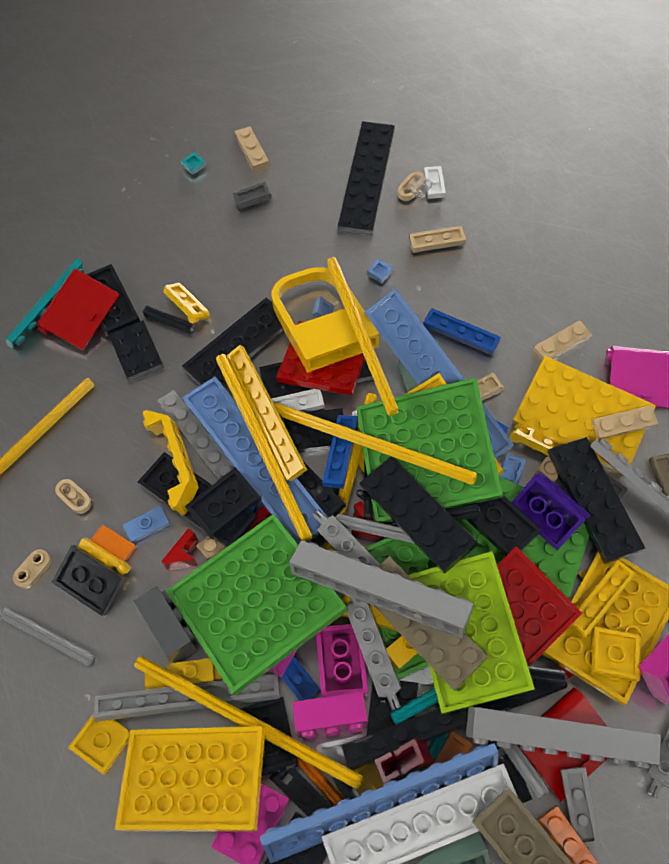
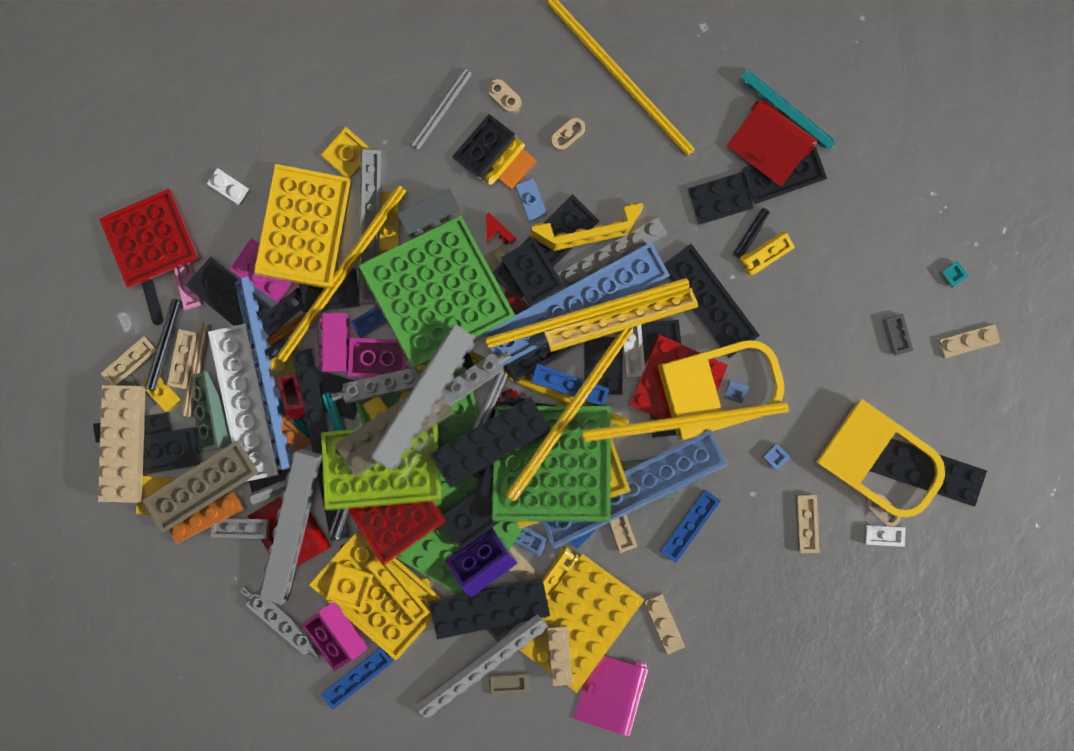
camera: 95 degrees right, 25 degrees up
(360, 204) = (859, 445): none -> yellow window

